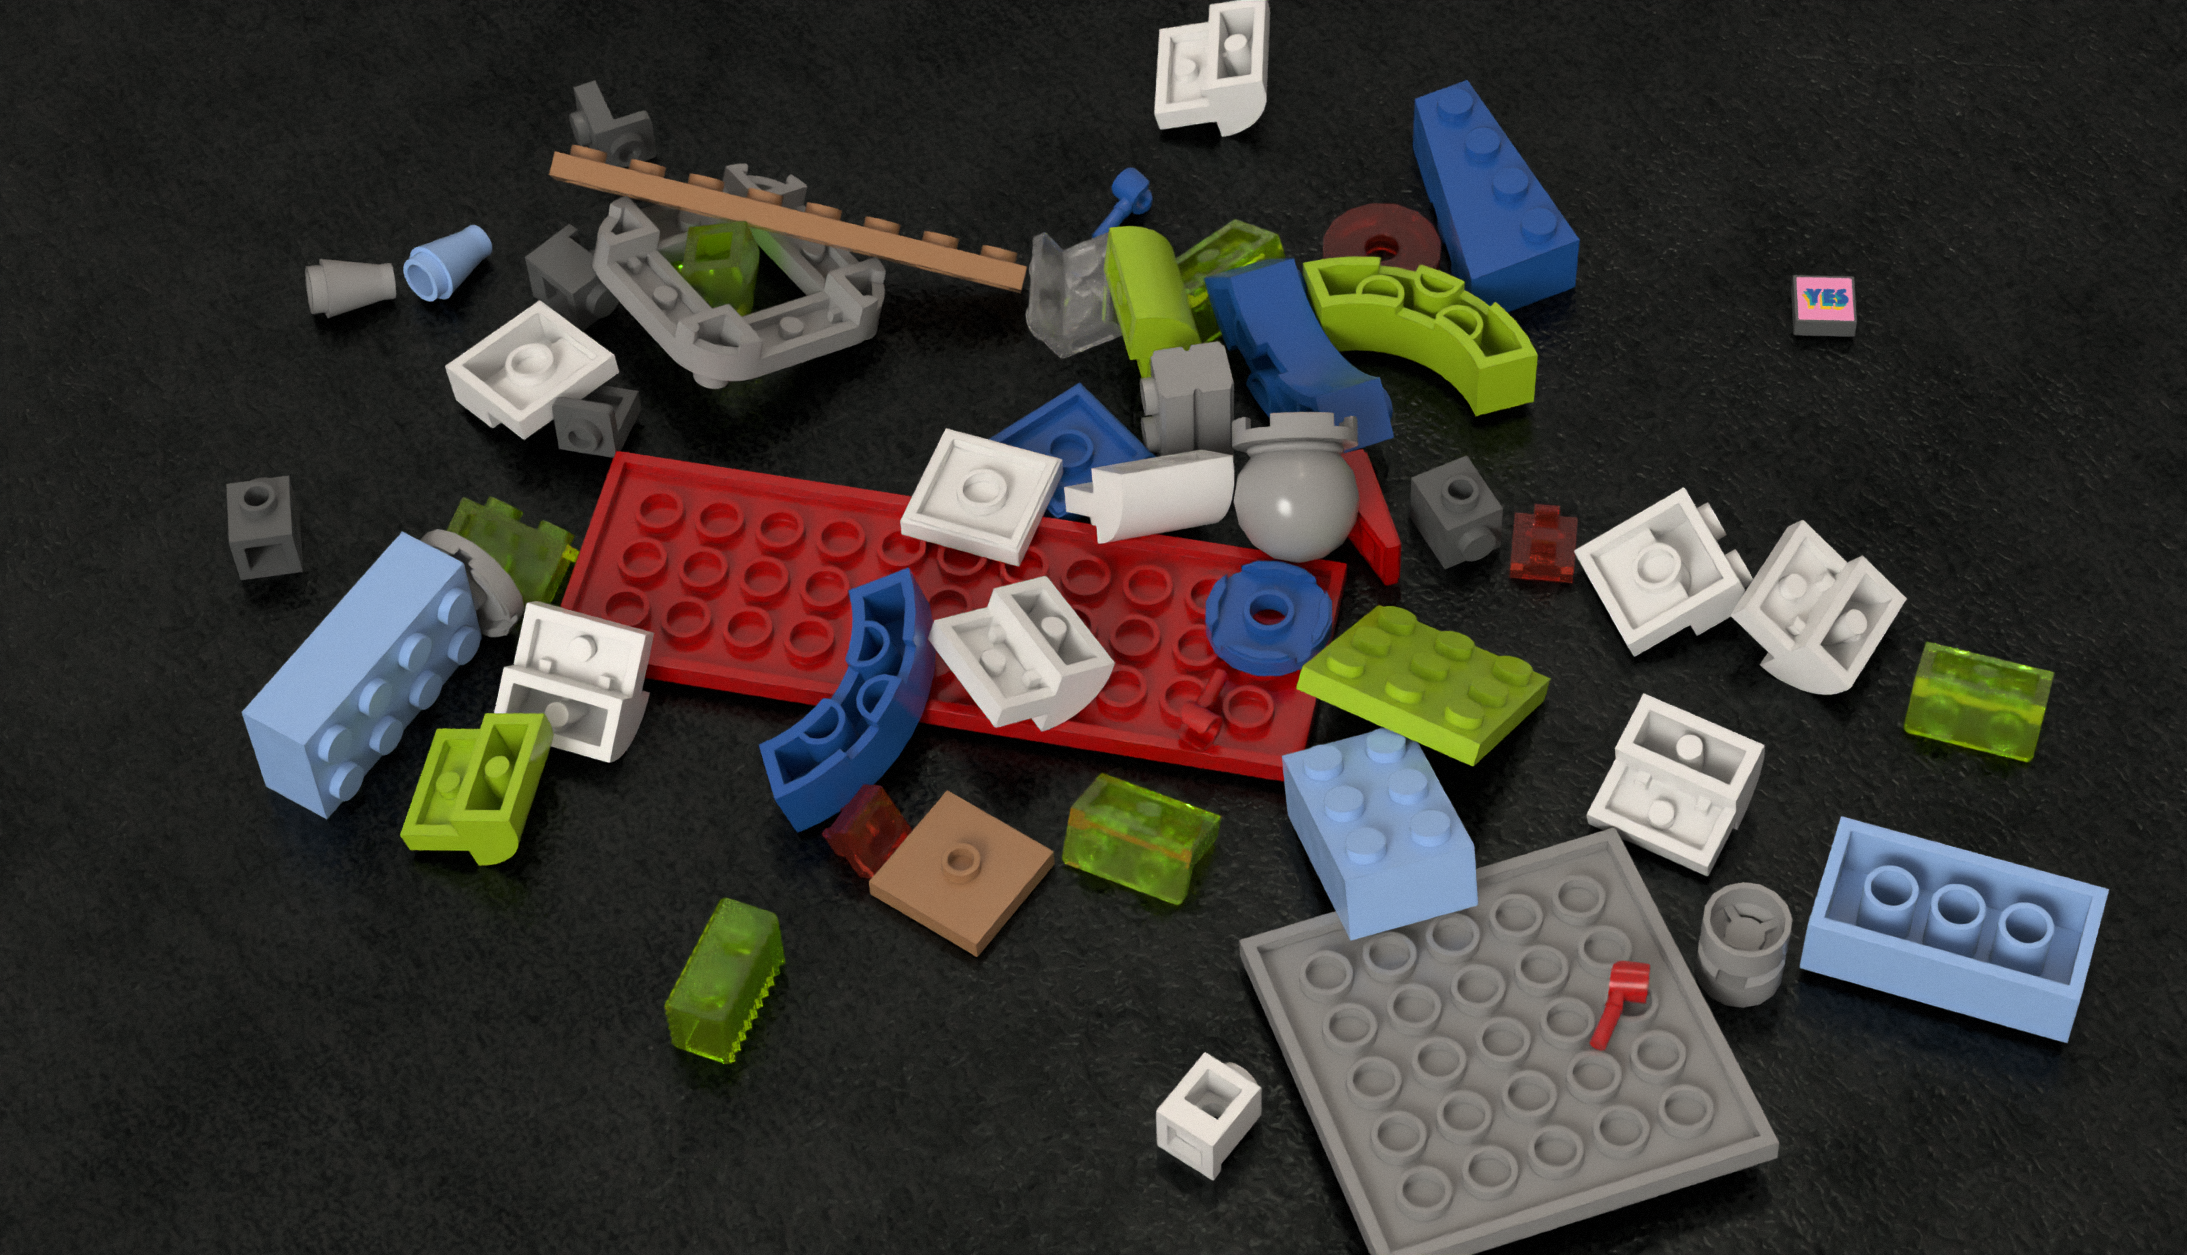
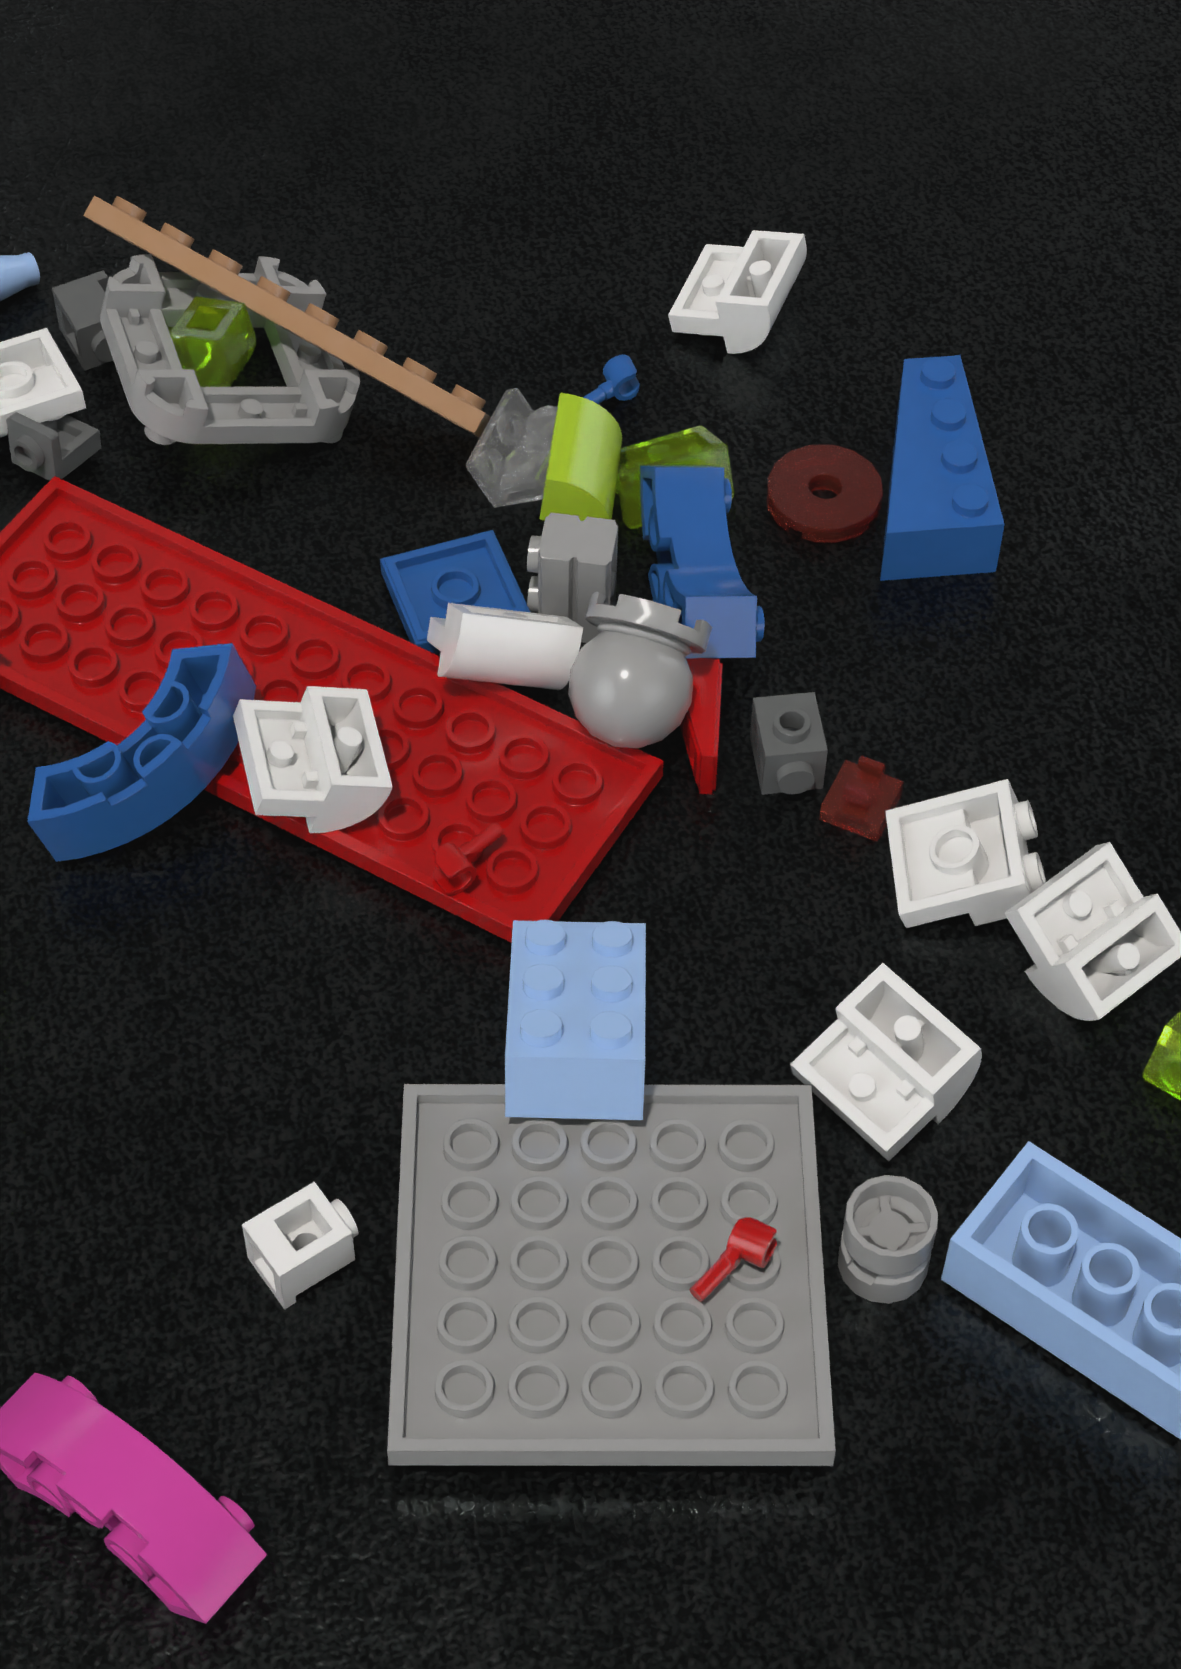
camera: 15 degrees right, 0 degrees up
(620, 138) = (191, 213): dark grey bracket -> none
(868, 830) = (113, 879): clear red tile -> none
(962, 873) = (184, 943): medium nougat plate -> none
(982, 497) = (353, 605): white tile -> none
(1138, 837) = (358, 957): clear neon green bracket -> none
(1261, 647) = (565, 819): blue tile -> none
(1424, 683) = (681, 894): lime plate -> none
(1427, 321) = (830, 558): lime brick -> none

